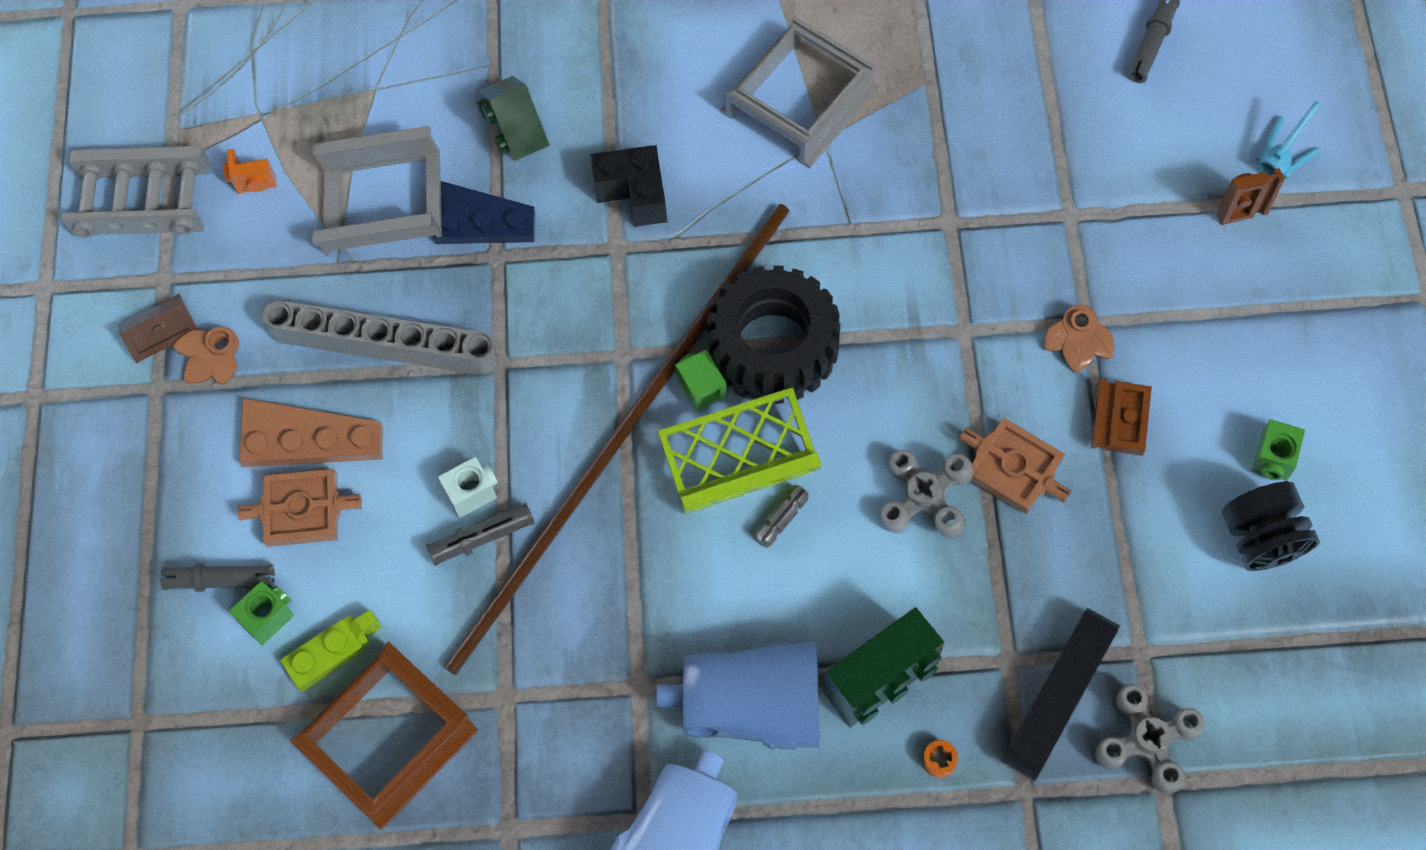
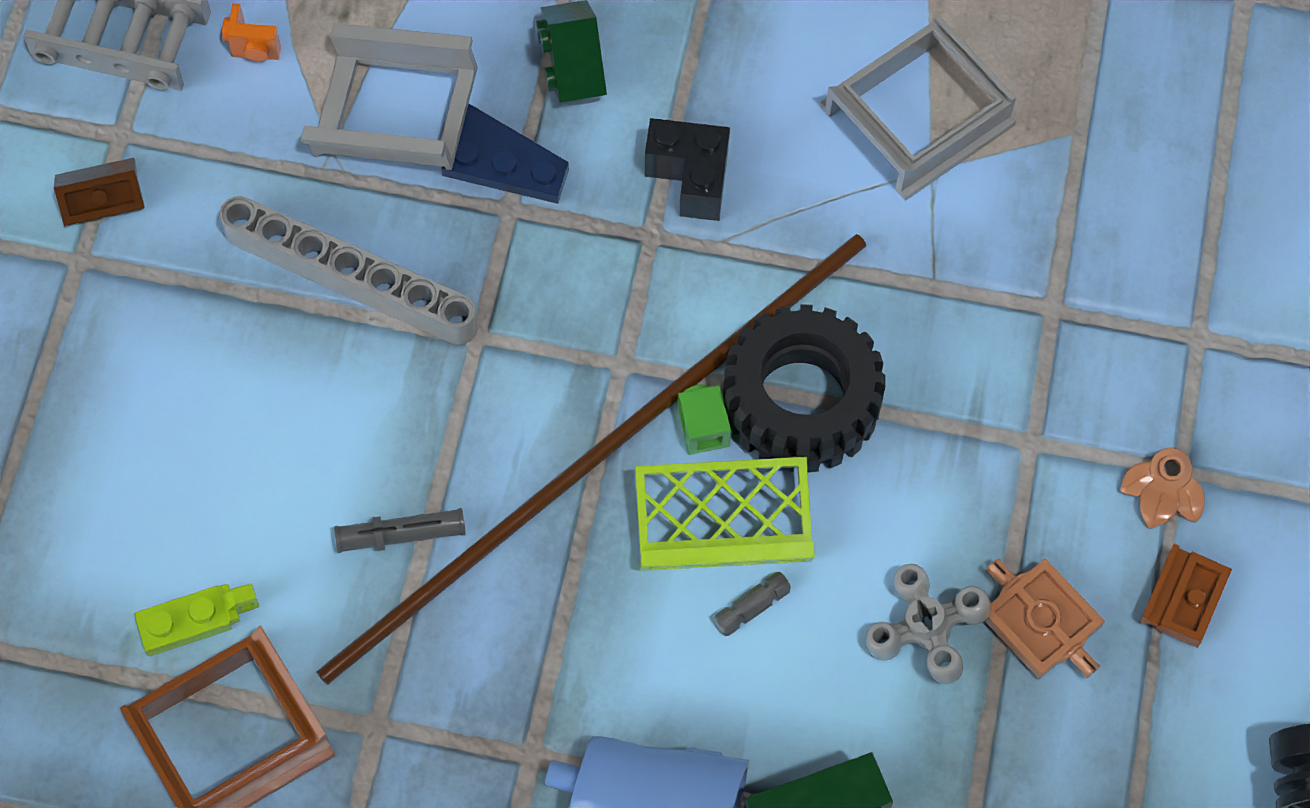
camera: 10 degrees right, 0 degrees up
(204, 356) = (143, 241): nougat plate -> none
(205, 577) = (72, 494): dark grey pin -> none
(248, 607) = (129, 570): bright green brick -> none
(295, 435) = (226, 361): nougat wing -> none
(300, 507) = (203, 444): nougat plate -> none
(468, 500) = (389, 459): light aqua brick -> none

